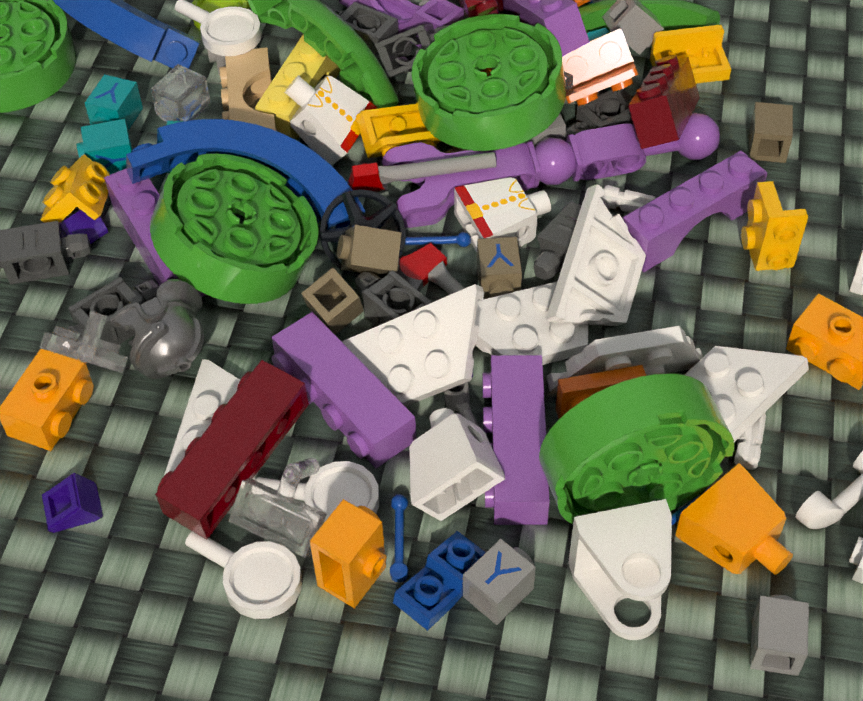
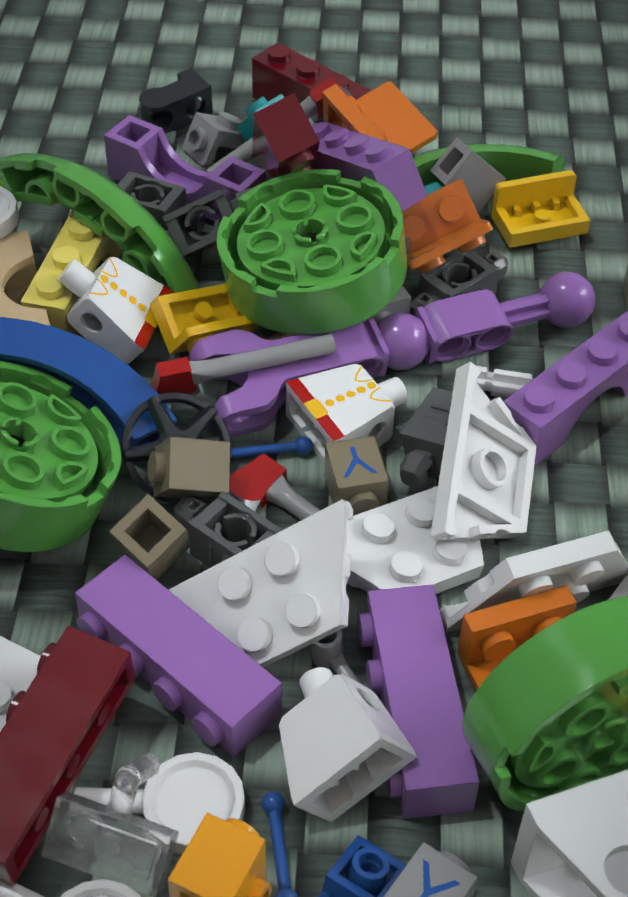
camera: 10 degrees left, 5 degrees down
(664, 102) = (527, 261): dark red brick -> none

